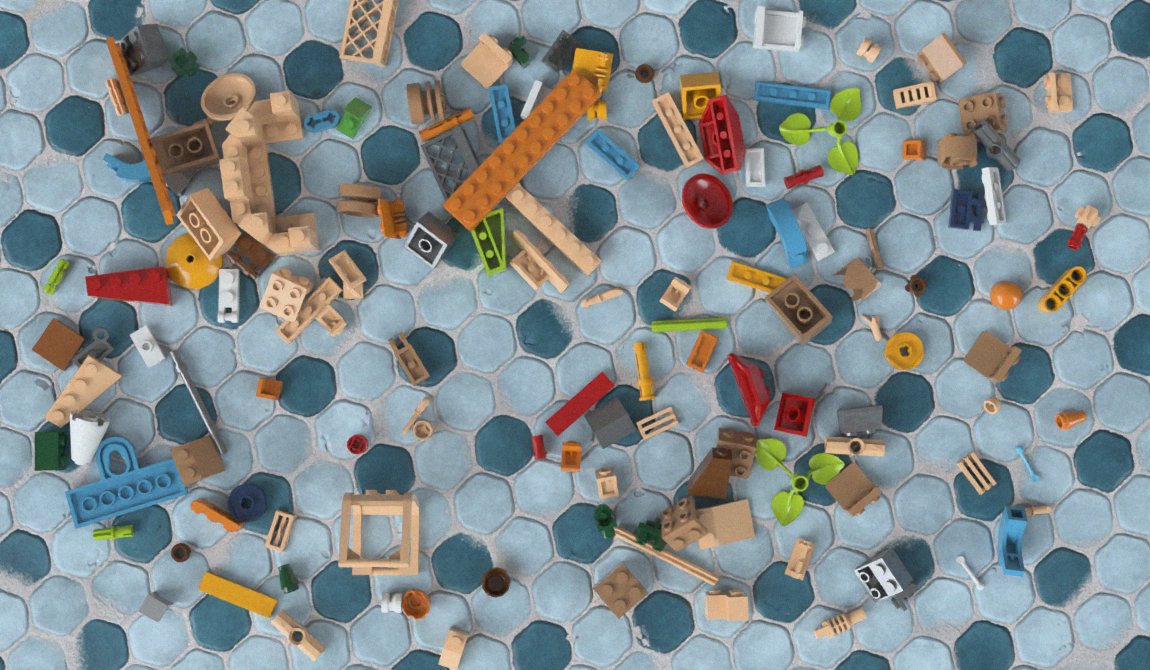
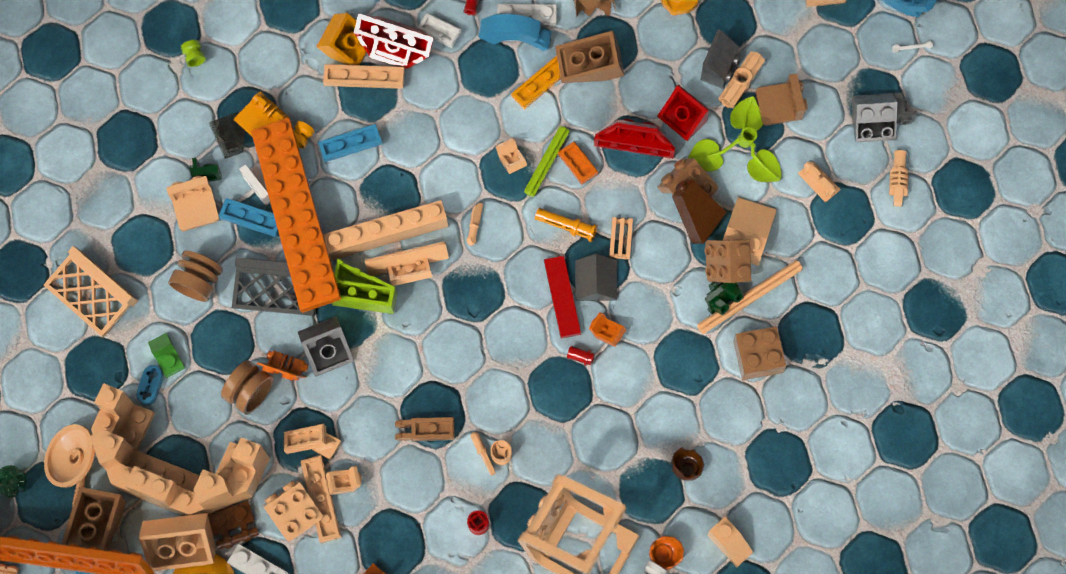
camera: 55 degrees left, 15 degrees down
(447, 124) = (227, 275): orange pin -> none
(605, 520) = (685, 329): dark green hips -> none
(606, 482) = (650, 311): light nougat bracket -> none
(644, 67) = (294, 72): reddish brown plate -> none
(714, 198) = (444, 83): red dish -> none
(727, 605) = (830, 258): light nougat brick -> none
(874, 325) = (642, 8): light nougat bar -> none

